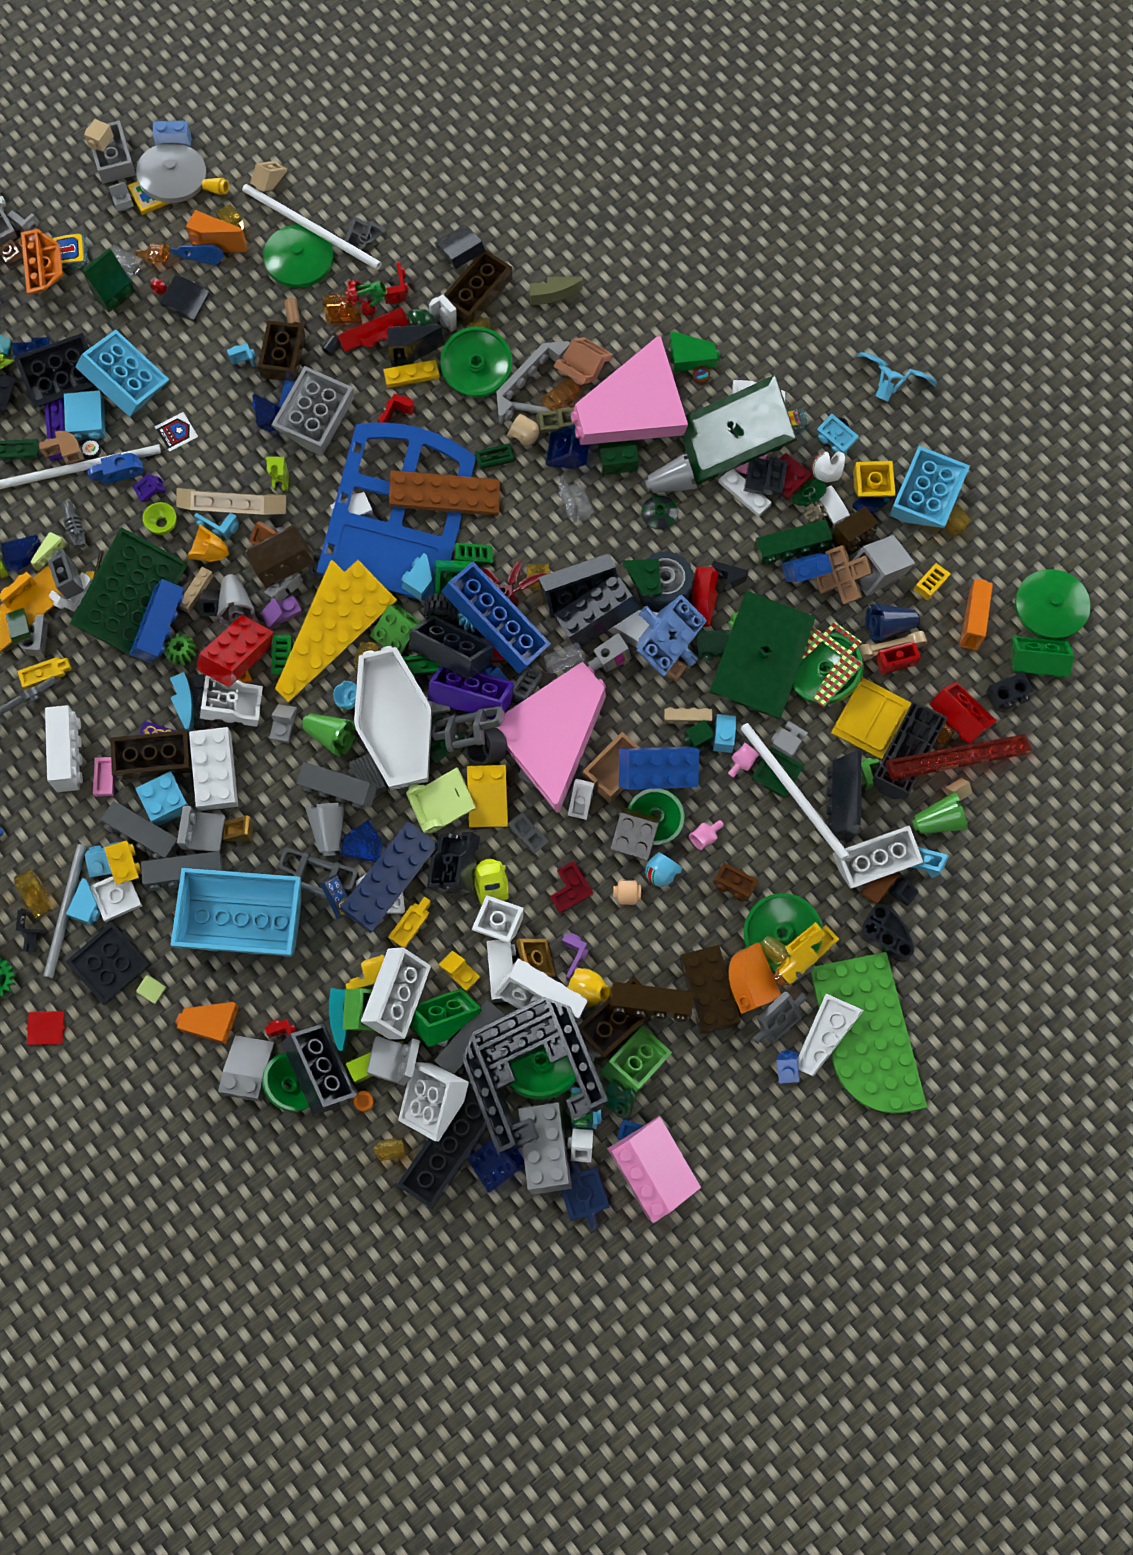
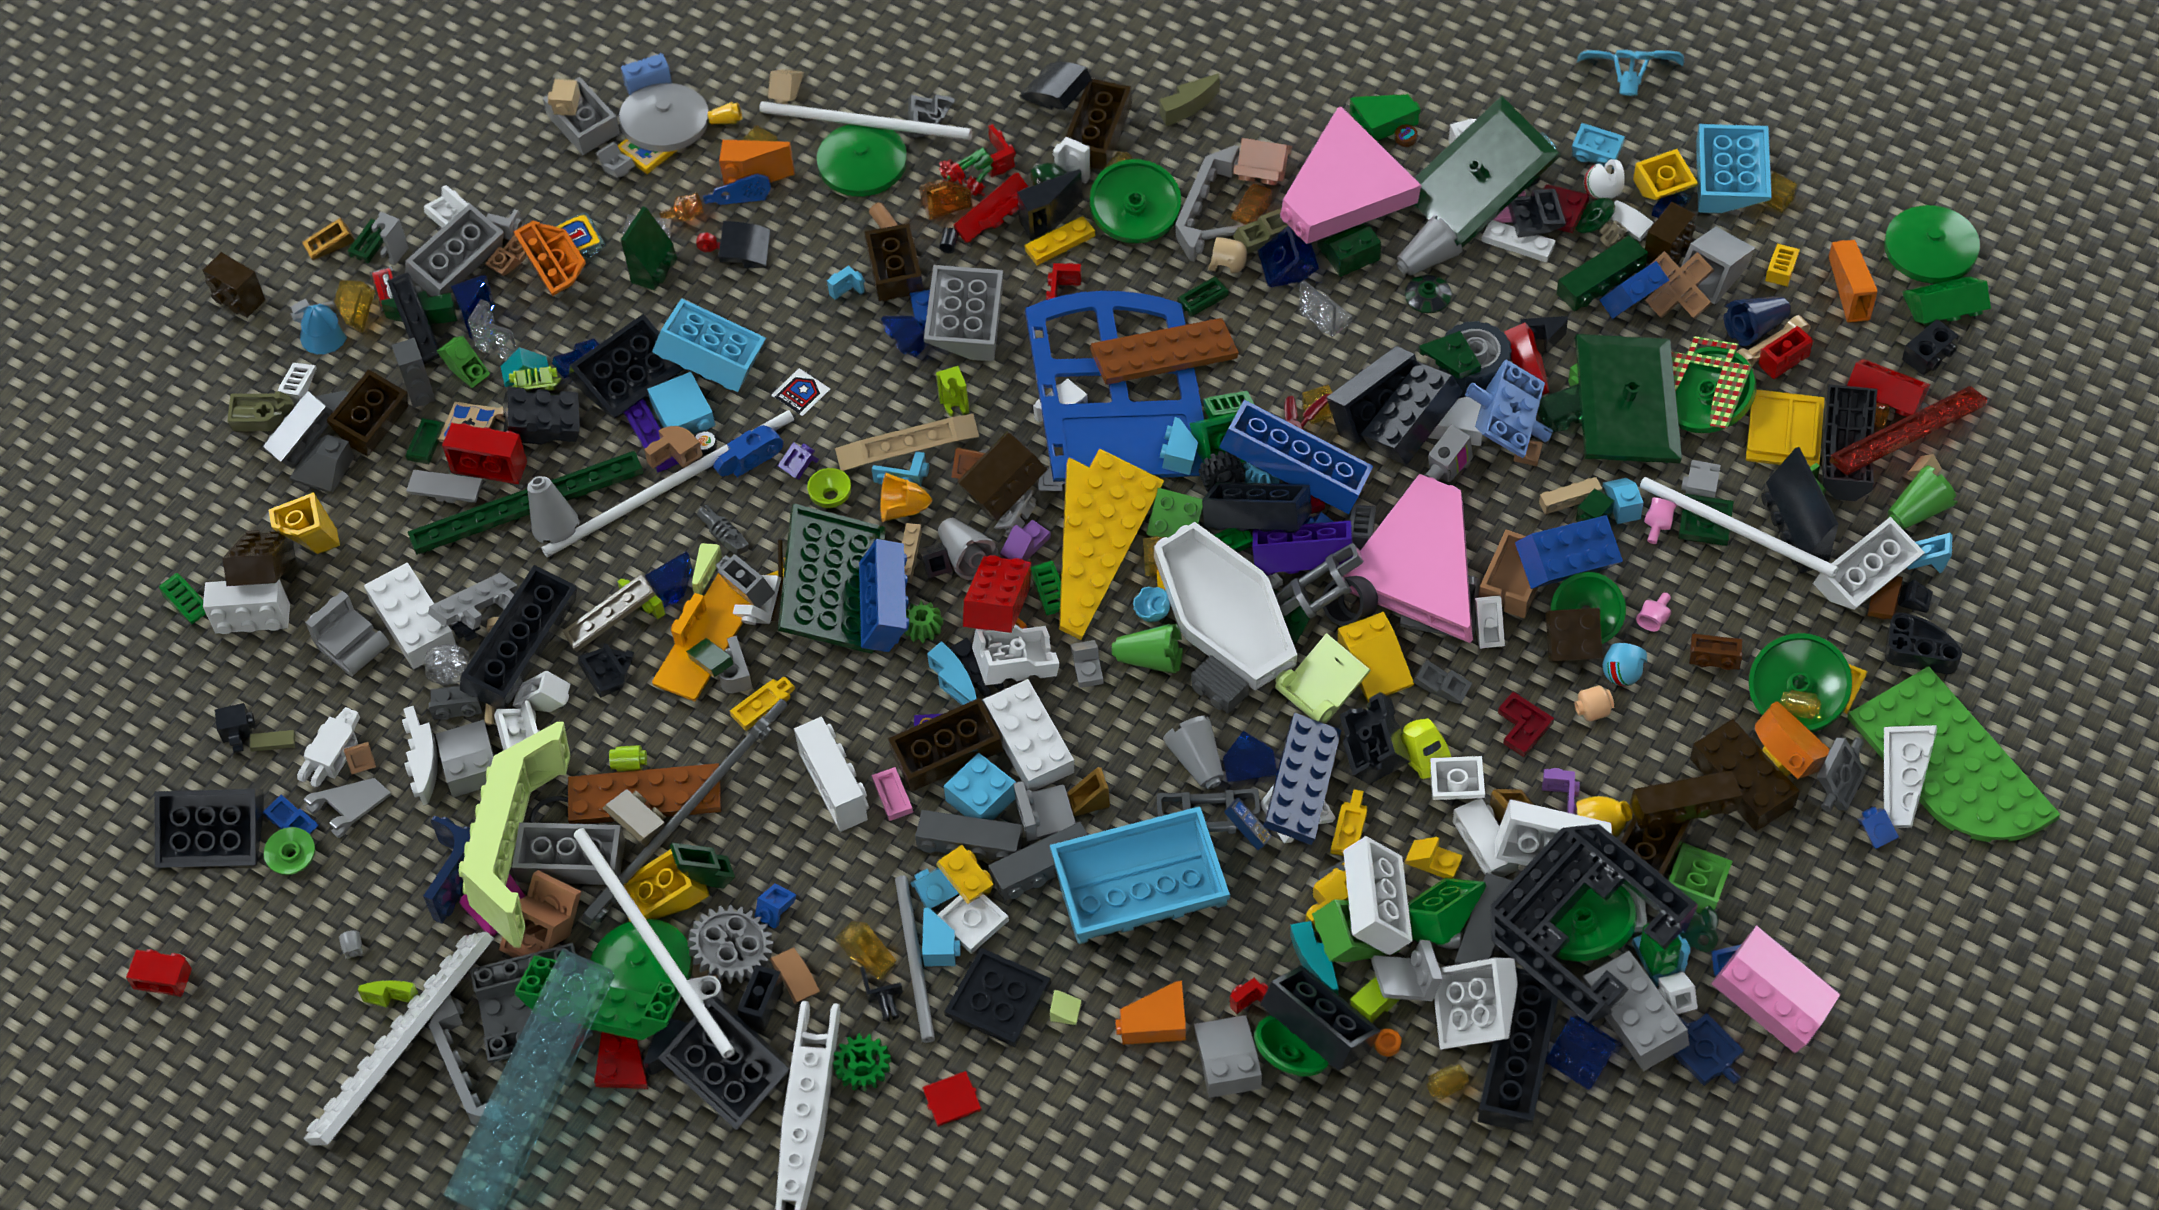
camera: 15 degrees left, 15 degrees down
(336, 784) = (1189, 700): dark grey brick -> none
(563, 658) = (1395, 477): clear bracket -> none
(801, 957) = (1836, 695): yellow plate -> none

